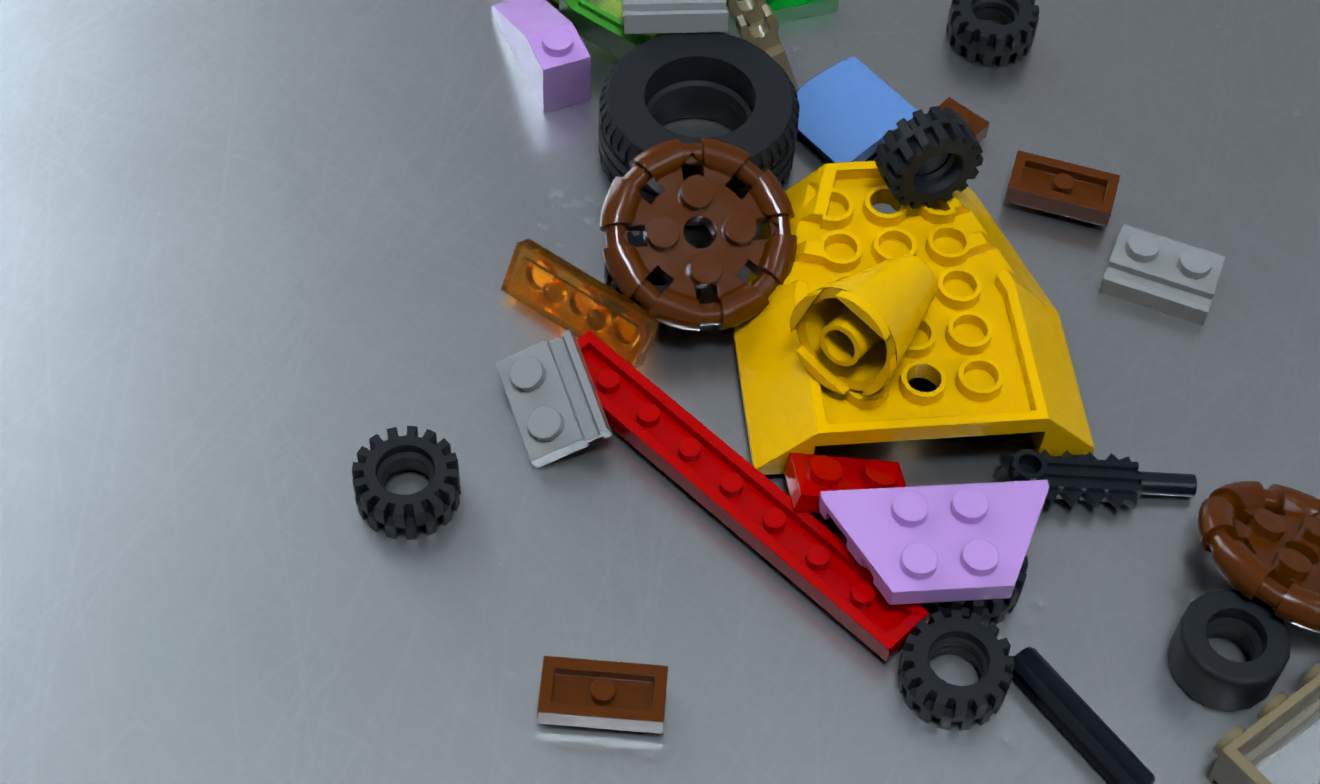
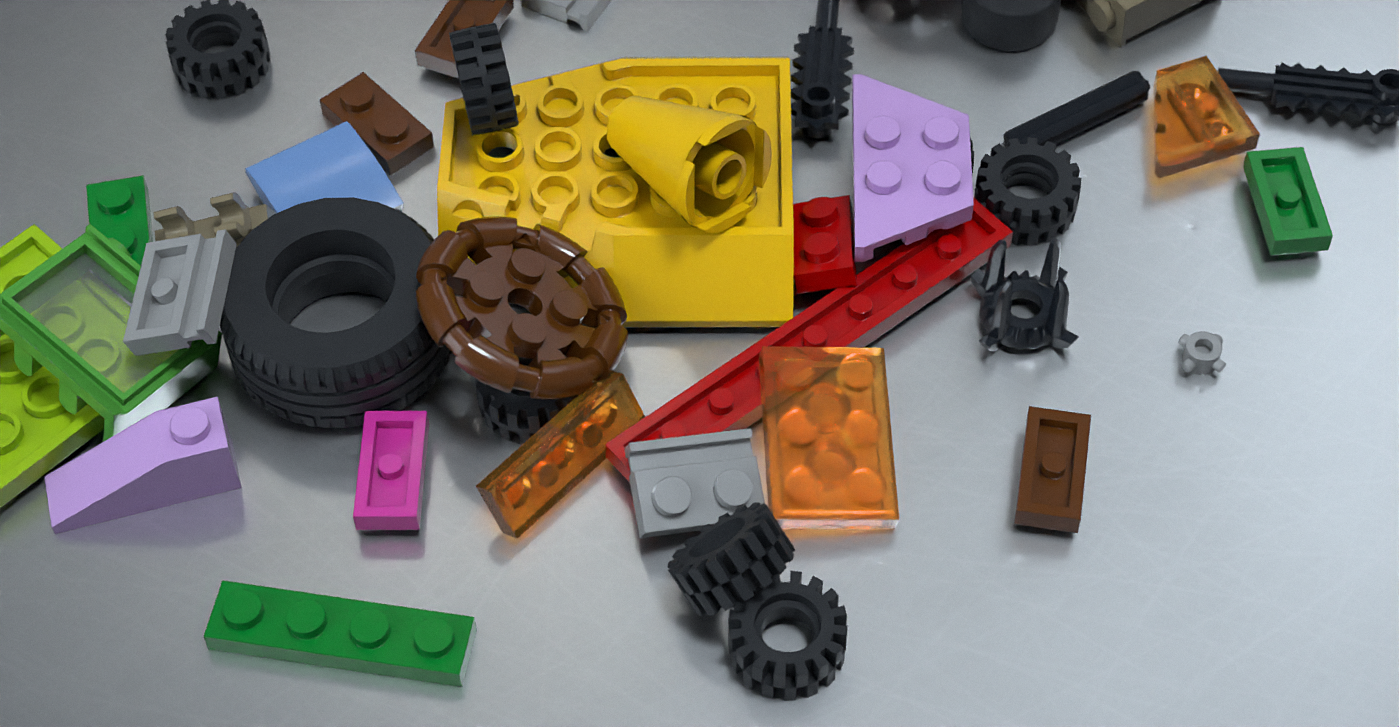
camera: 80 degrees left, 0 degrees up
(404, 189) = (341, 633): none -> green plate
(463, 420) = (731, 559): none -> black tyre
(554, 194) = (391, 470): none -> dark pink plate
(614, 498) = (828, 438): none -> clear orange plate
(775, 662) = (1046, 291): none -> black piece

